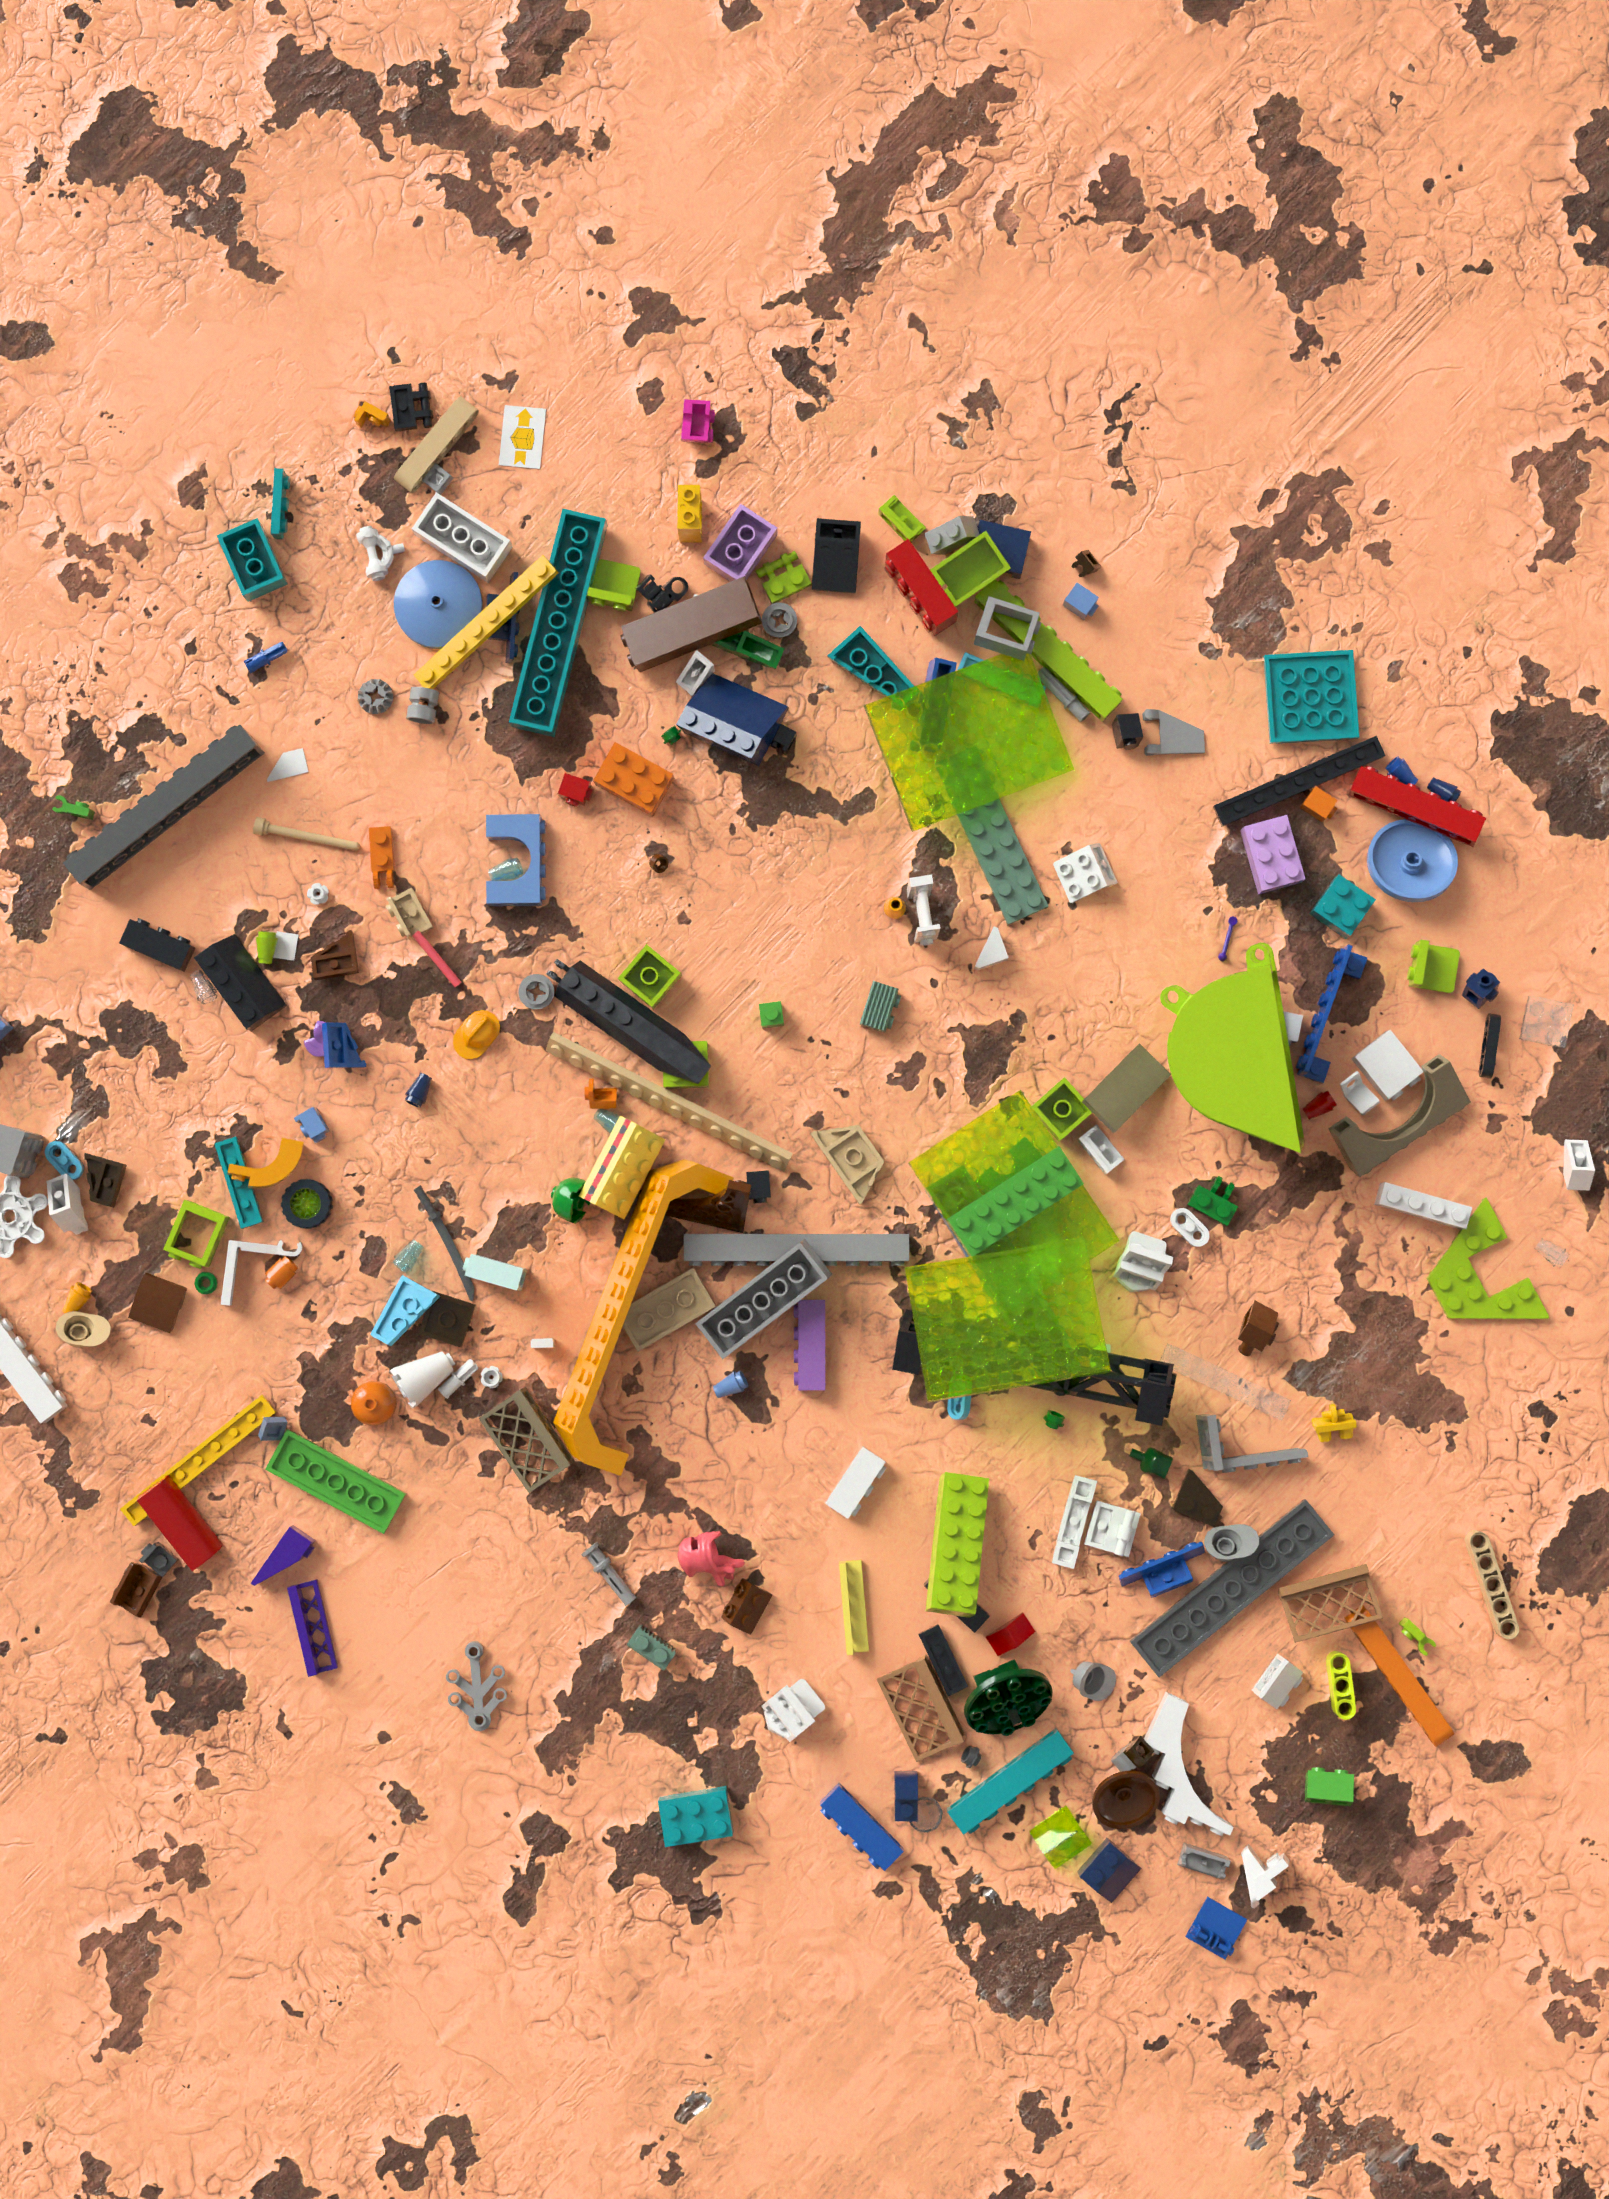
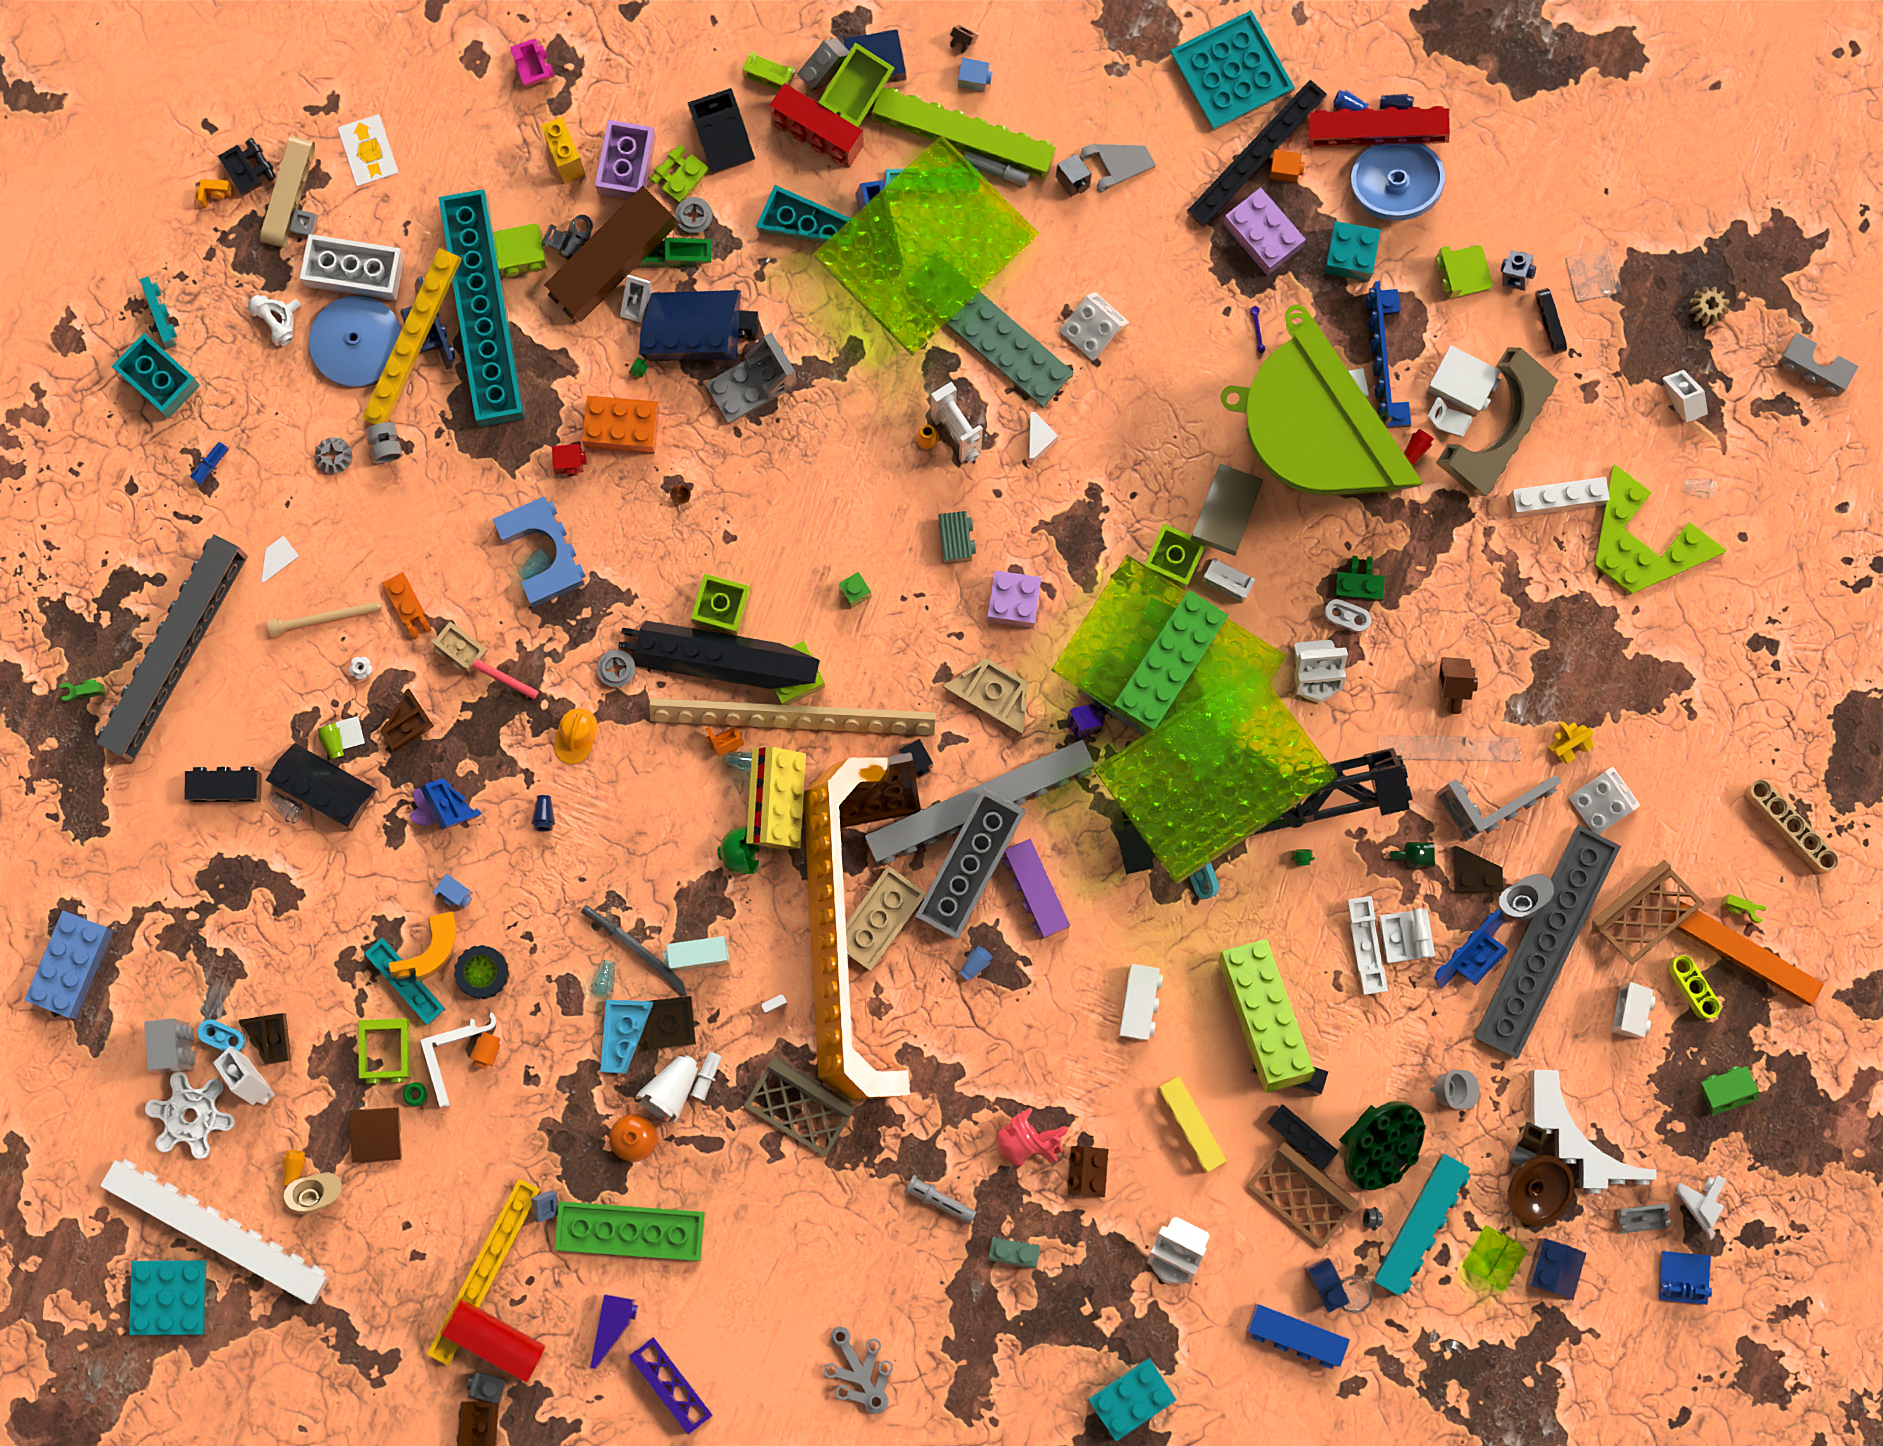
camera: 30 degrees left, 5 degrees down
(492, 1383) = (731, 1060): white plate -> none
(764, 791) = (754, 381): none -> light grey bracket
(905, 1084) = (1014, 599): none -> lavender brick
(919, 1218) = (1085, 721): none -> dark purple slope
(1003, 645) = (916, 144): light grey window -> none
(1010, 1634) = (1356, 1083): red slope -> none
(1339, 1489) = (1604, 801): none -> white bracket

